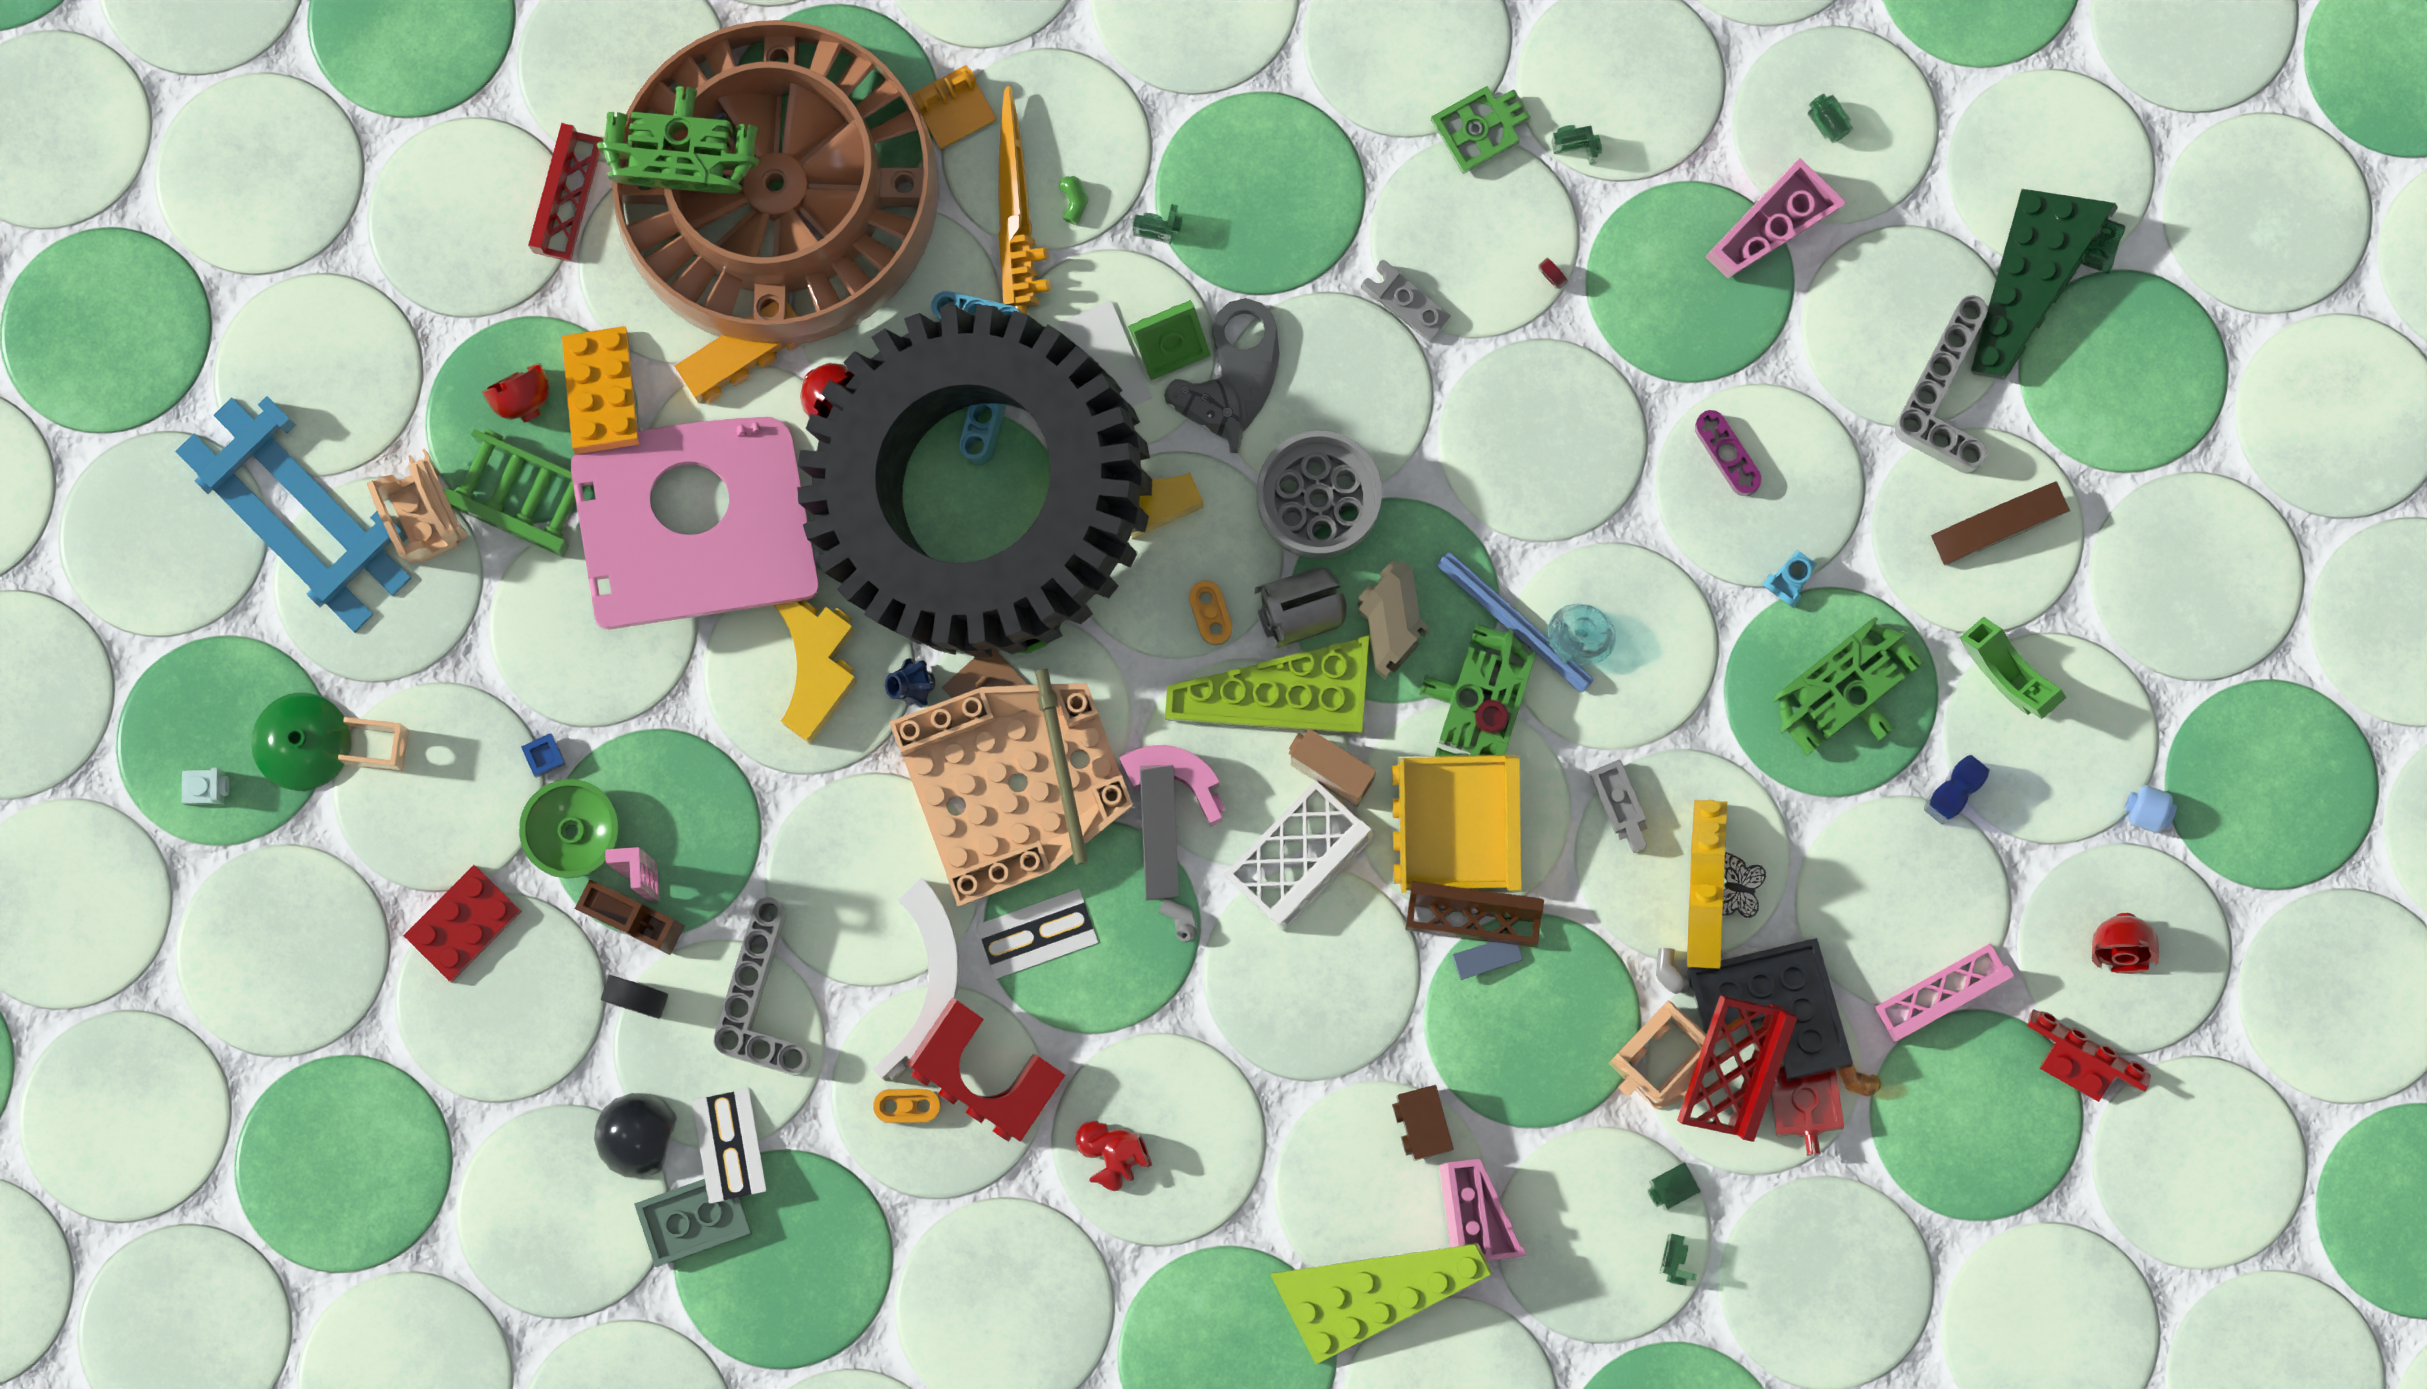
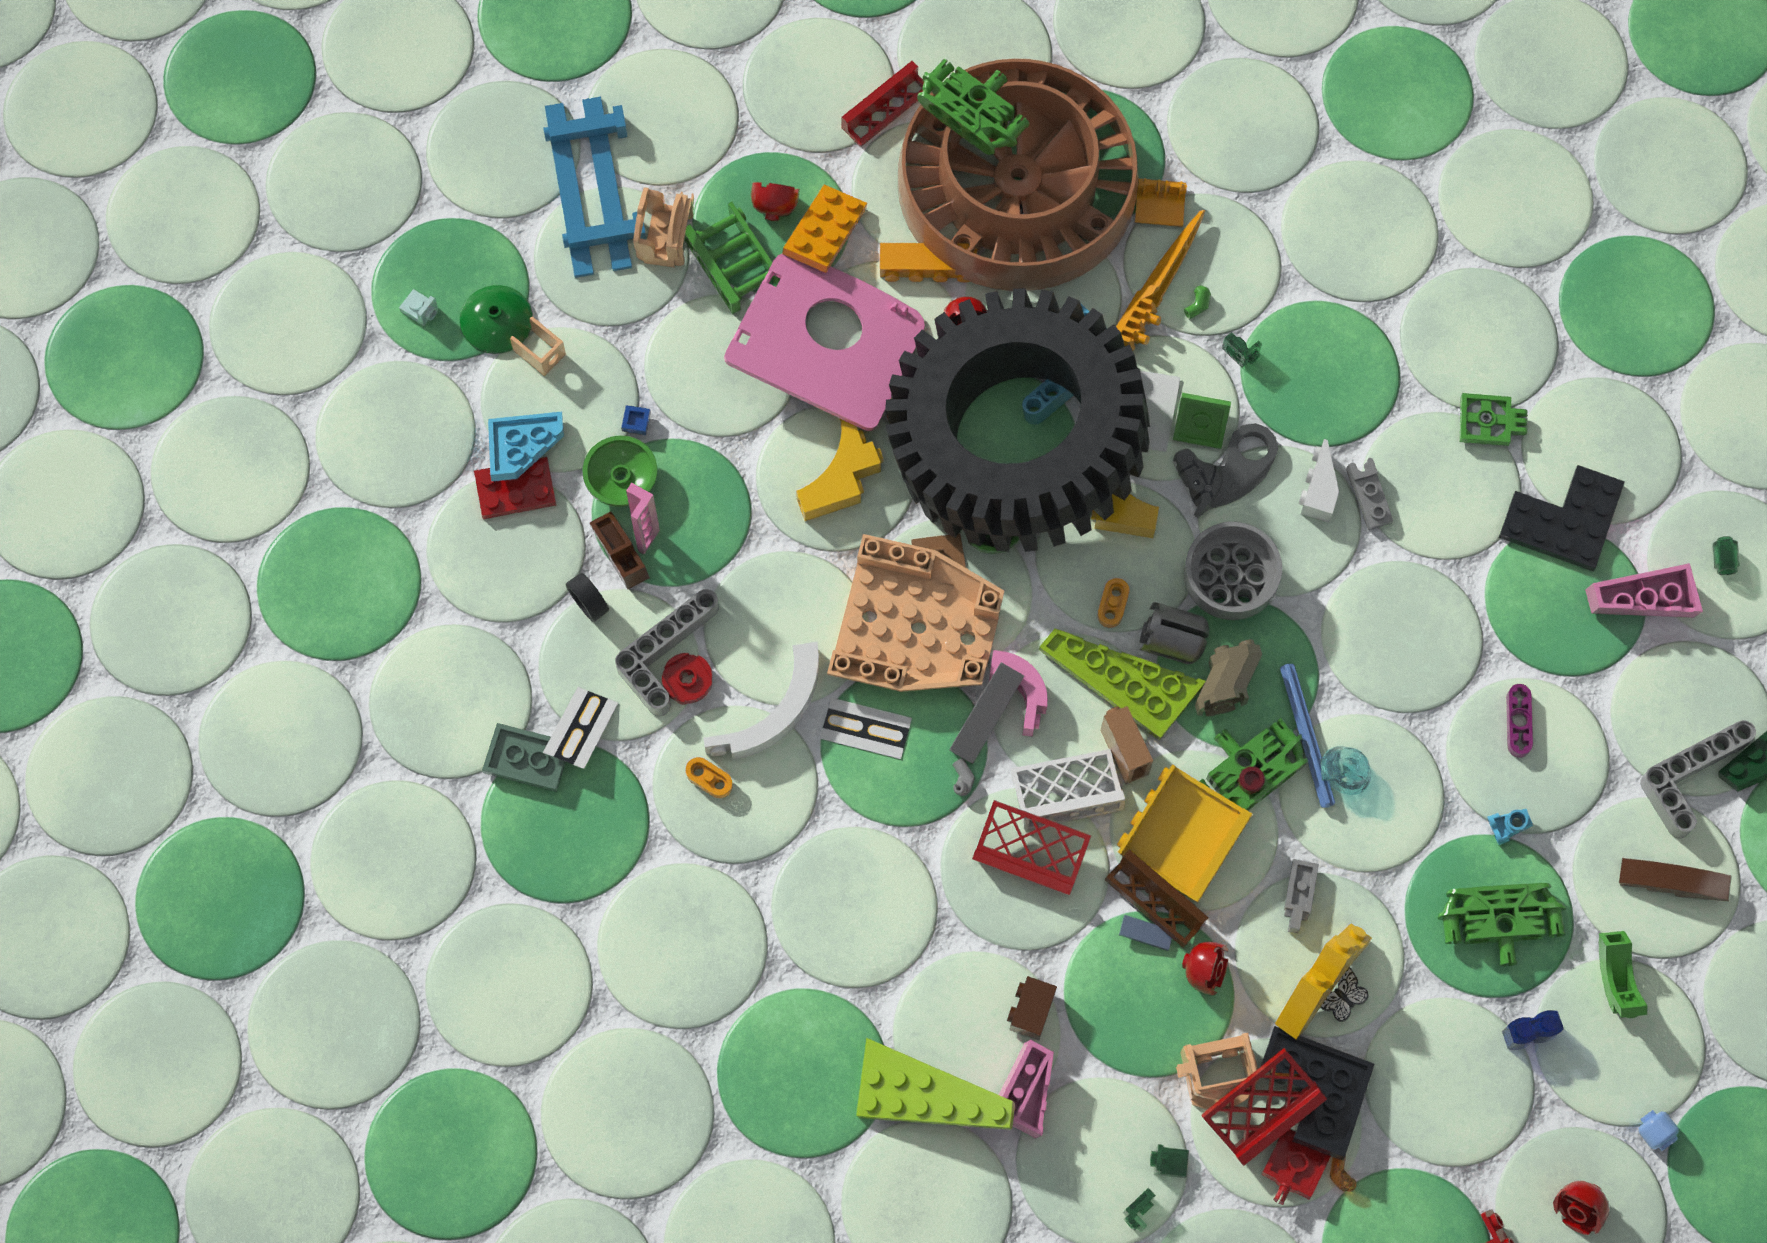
camera: 30 degrees right, 10 degrees down
(434, 869) = (520, 442): none -> medium azure plate
(634, 1134) = (527, 682): black cylinder -> none
(788, 1018) = (690, 664): none -> red plate
(911, 683) = (893, 522): dark blue rock -> none
(939, 1061) = (769, 822): red arch -> none
(1048, 703) = (970, 587): olive bar -> none
(1119, 1150) = (824, 893): red animal -> none
(1313, 977) = (1027, 869): none -> red fence
(1352, 330) = (1323, 486): none -> white slope
(1552, 273) = (1477, 536): dark red tile -> none
(1572, 138) = (1547, 464): clear green bracket -> none
(1575, 953) = (1206, 966): none -> red cylinder
(1649, 197) = (1570, 531): none -> black plate
(1668, 974) = (1259, 1024): light grey arm -> none
(1955, 1000) = (1437, 1166): bright pink fence -> none

